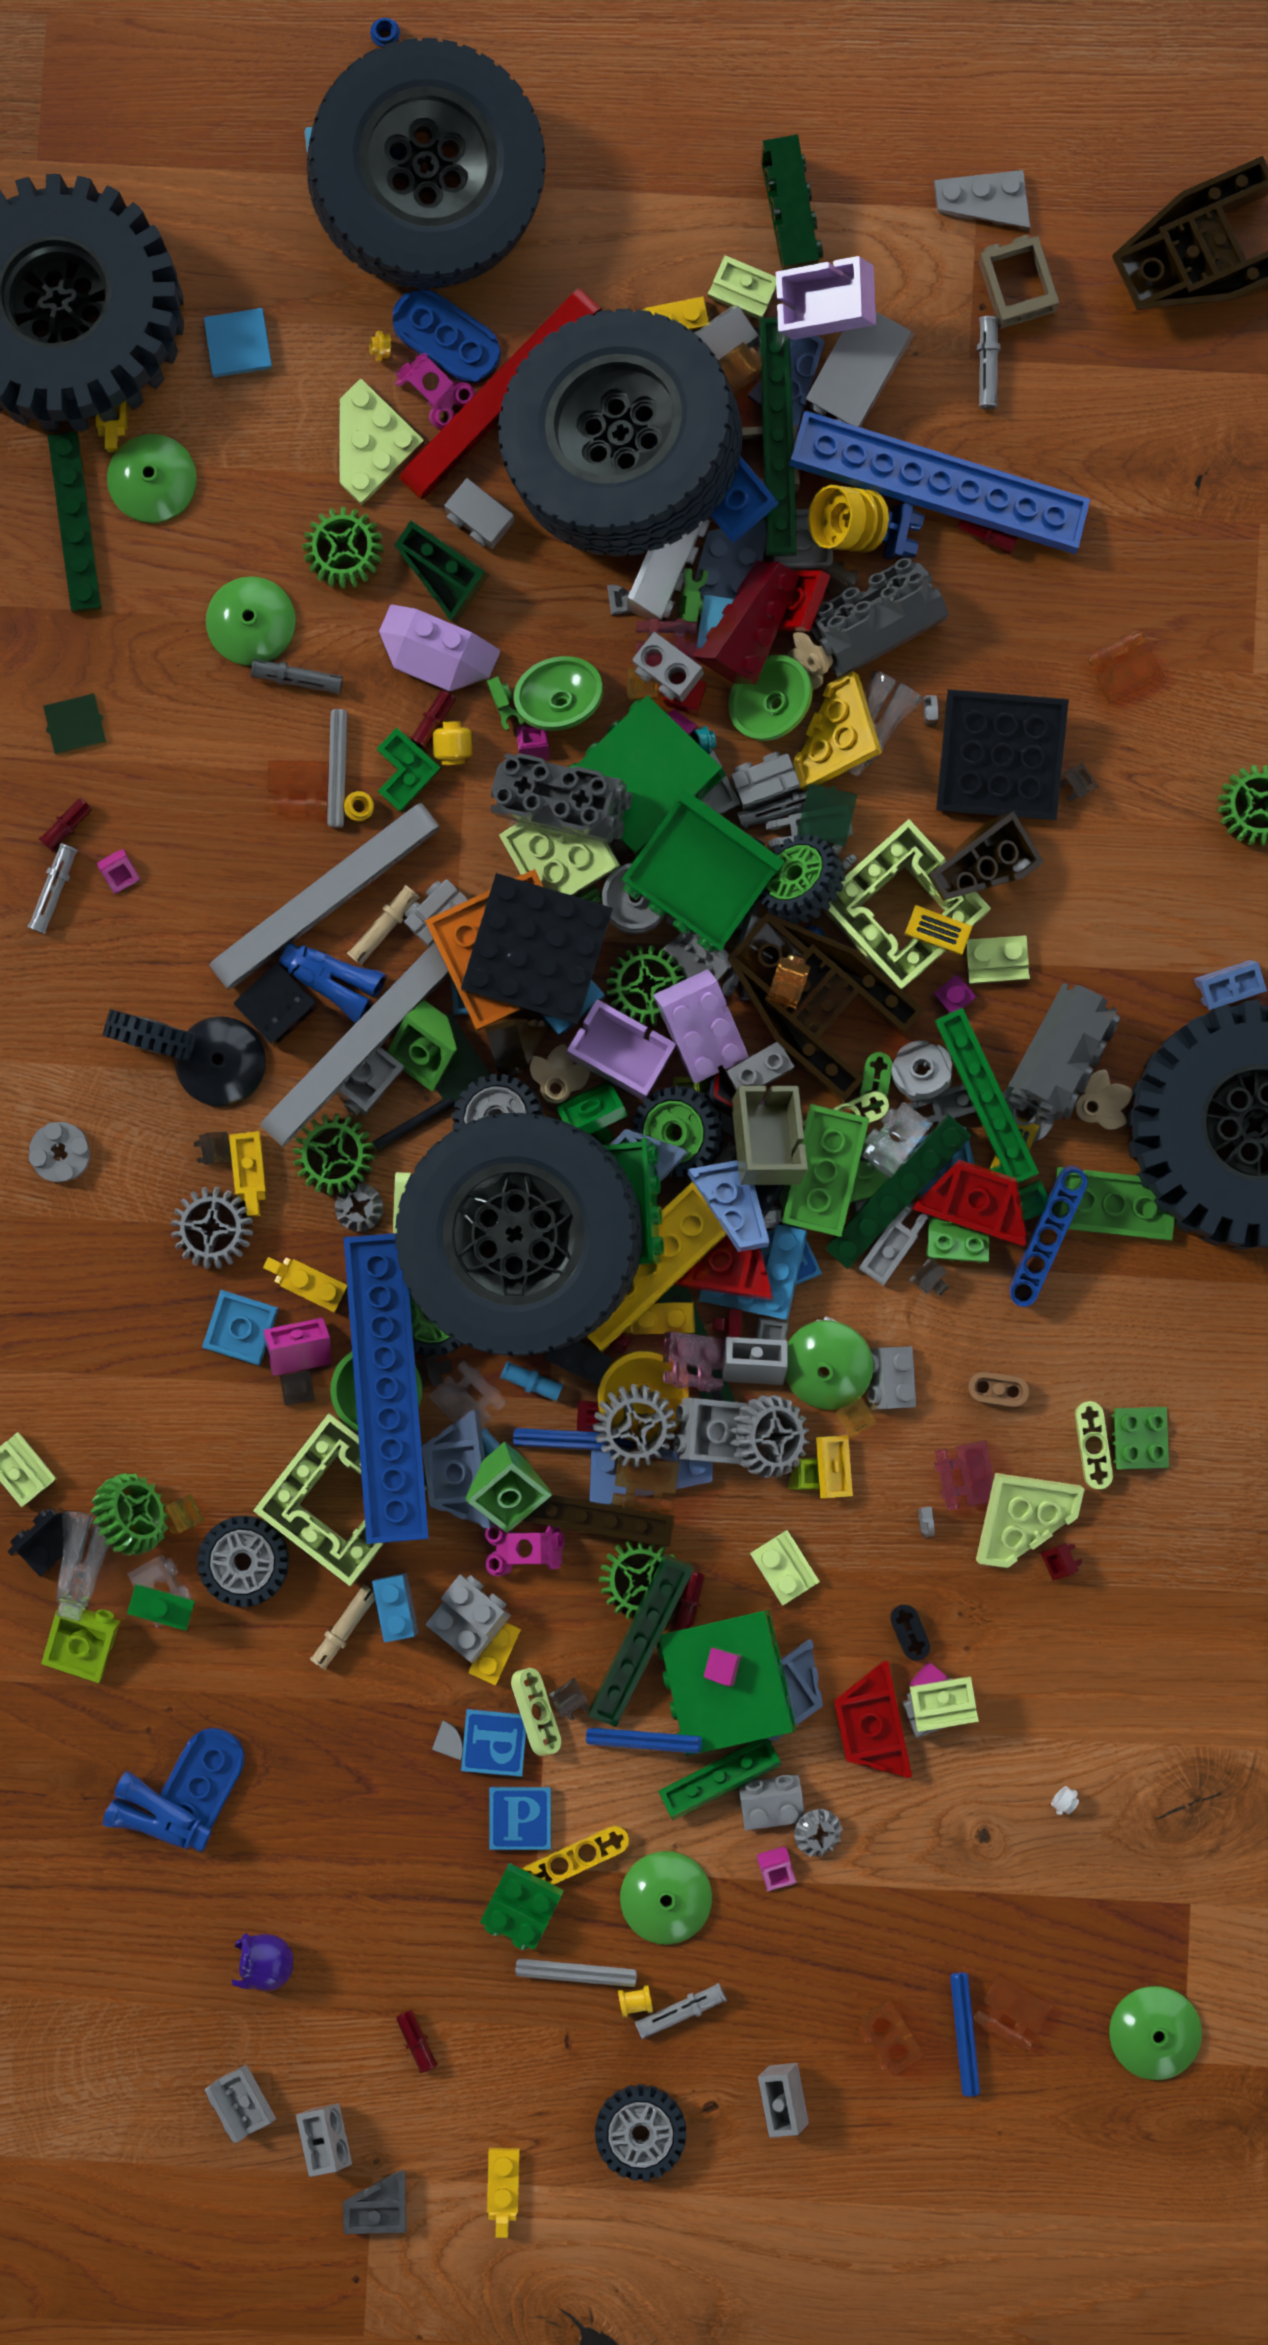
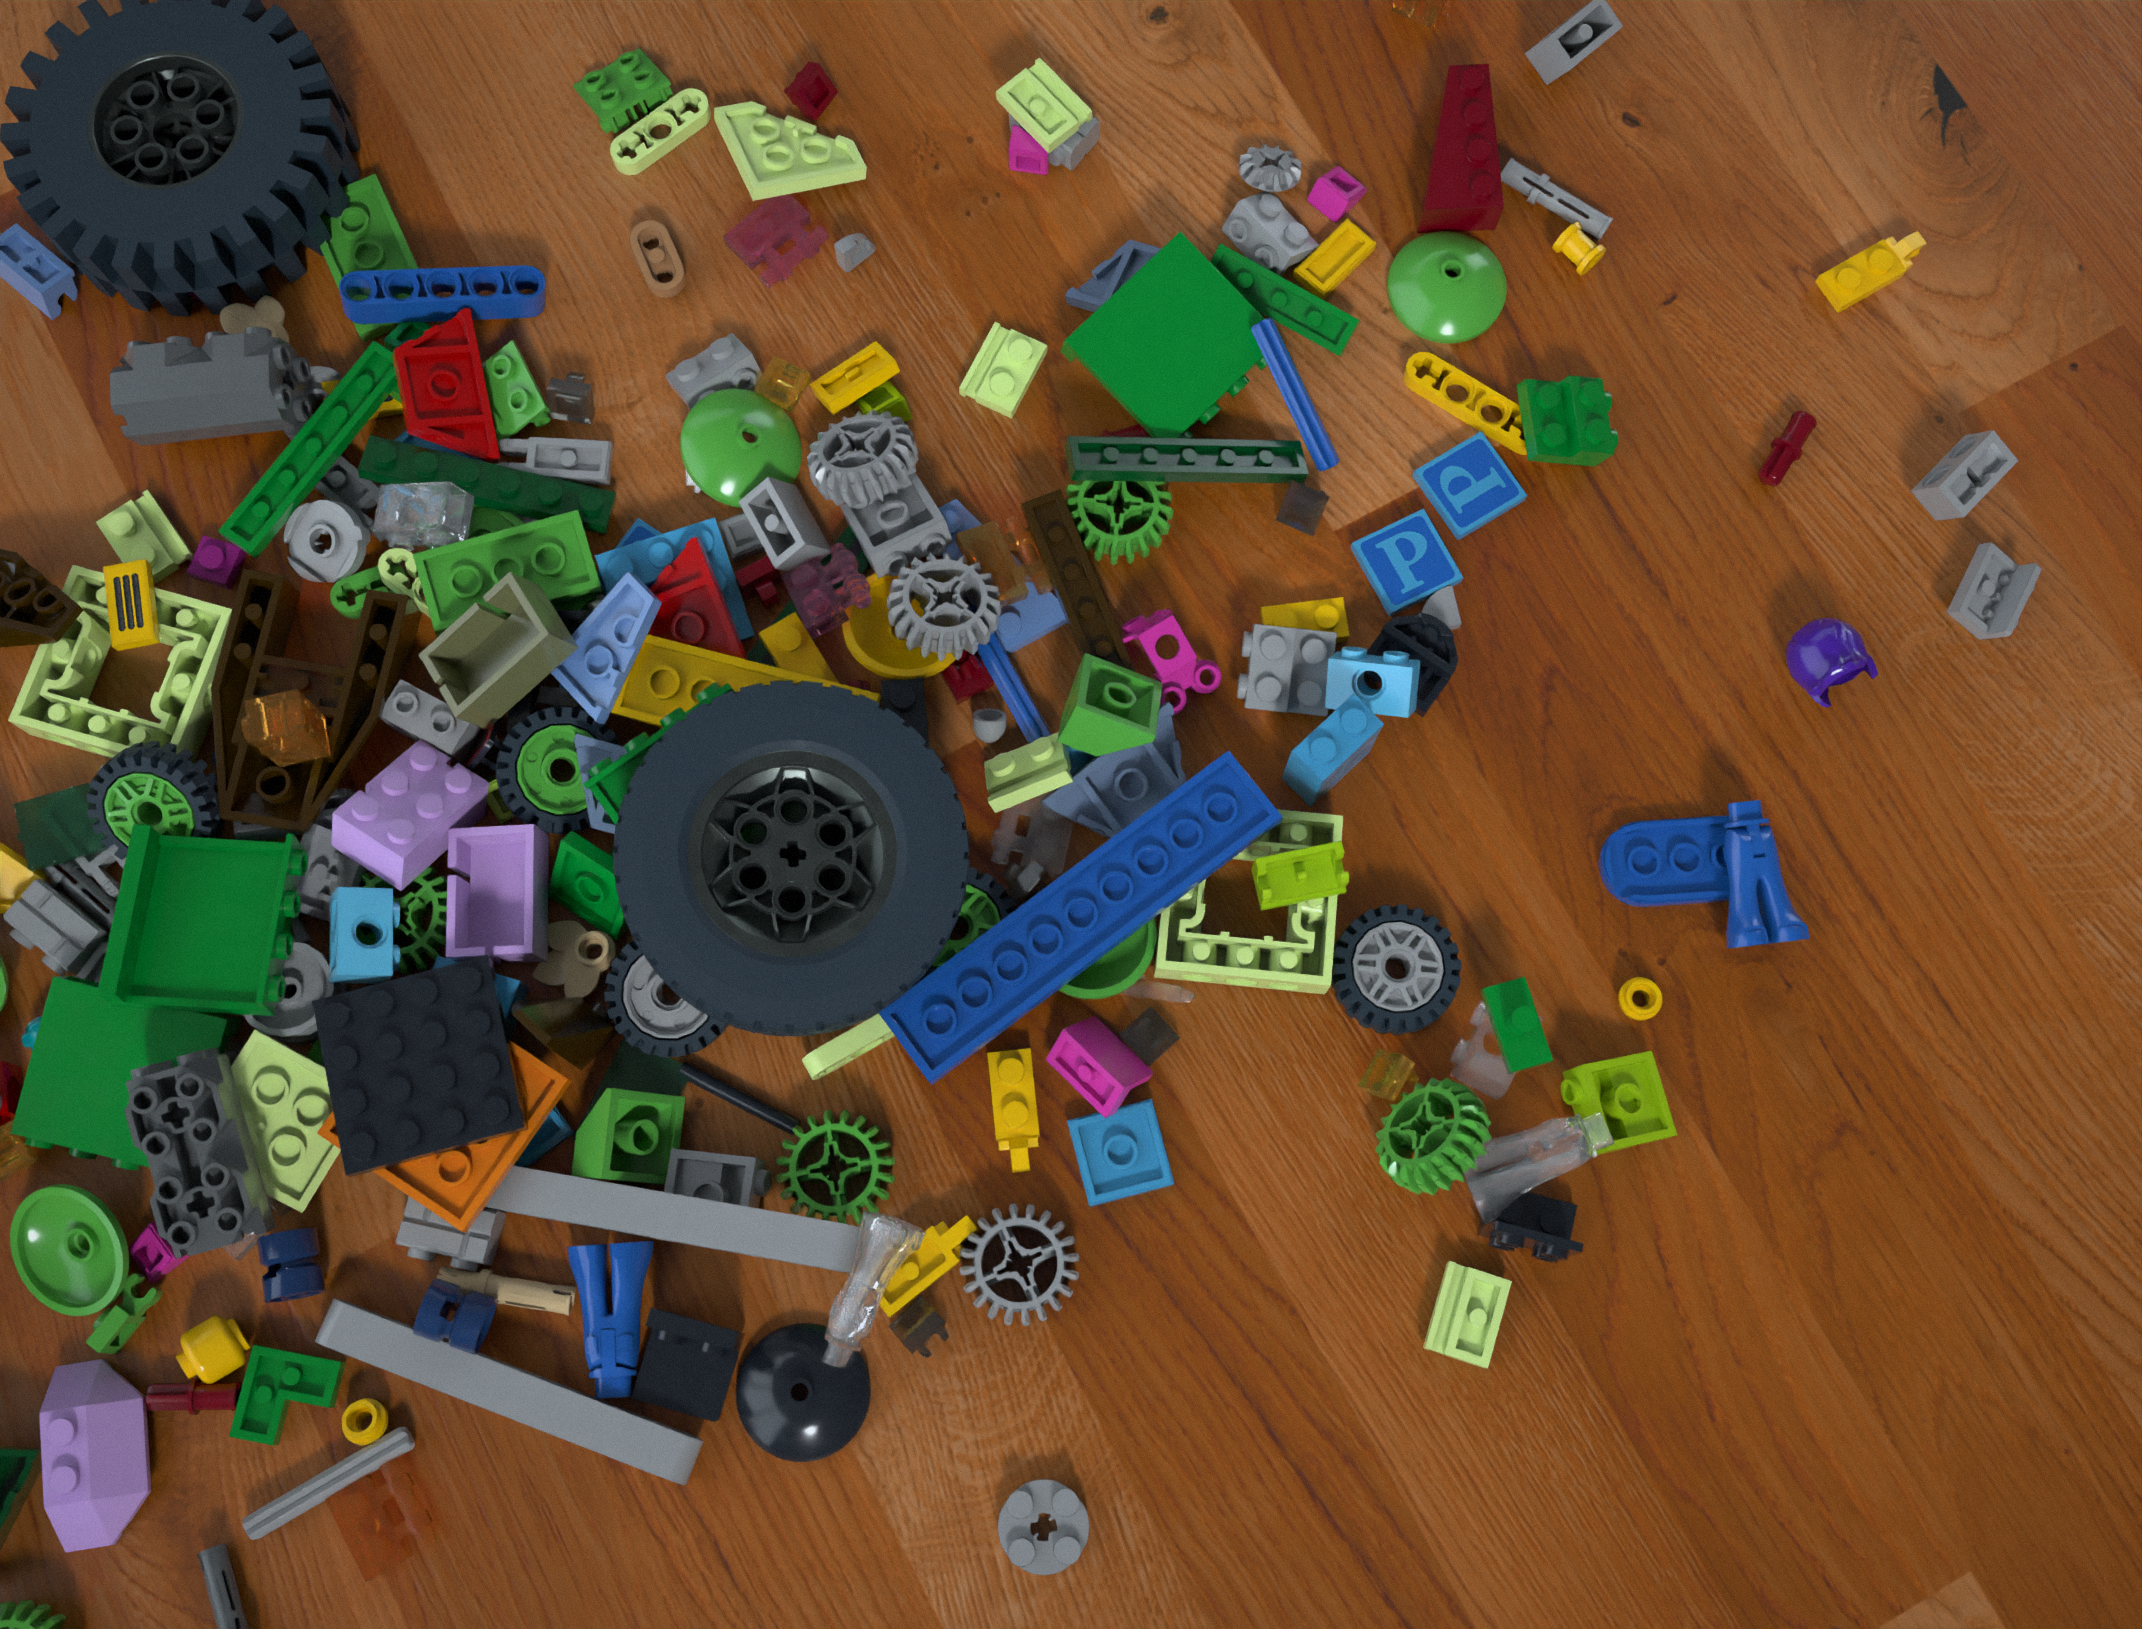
camera: 125 degrees left, 10 degrees down
(124, 1701) = (1649, 990): none -> yellow plate
(149, 1034) = (818, 1500): black wheel -> none
(266, 1153) = (880, 1252): none -> clear piece
(319, 1413) = (1158, 991): none -> clear piece
(326, 1533) = (1300, 875): none -> lime hinge
(343, 1628) = (1393, 806): tan pin -> none
(355, 1221) = (903, 1093): light grey gear -> none
(374, 897) = (469, 1324): none -> dark blue wheel
(377, 2207) = (1987, 383): flat silver wing -> none
(426, 1646) = (1398, 678): none -> medium azure brick
(426, 1700) = (1424, 640): none -> black slope
(472, 812) = (290, 1265): none -> dark blue wheel
(501, 1413) = (1027, 772): none -> yellowish green plate
(525, 1705) = (1325, 555): yellowish green beam -> none
(531, 1381) = (967, 766): dark azure pin -> none
(550, 1411) = (989, 724): none -> light grey hinge
(576, 1972) = (1592, 329): light grey axle -> none
(645, 2156) = (1716, 139): wheel -> none
(654, 956) = (349, 957): none -> medium azure brick
(722, 1666) = (1157, 347): dark pink slope -> none
(729, 1835) = (1334, 259): none -> yellow tile
(745, 1966) = (1464, 164): none -> dark red wedge
(872, 1723) = (1113, 181): red wing -> none
(916, 1628) = (996, 206): black beam -> none

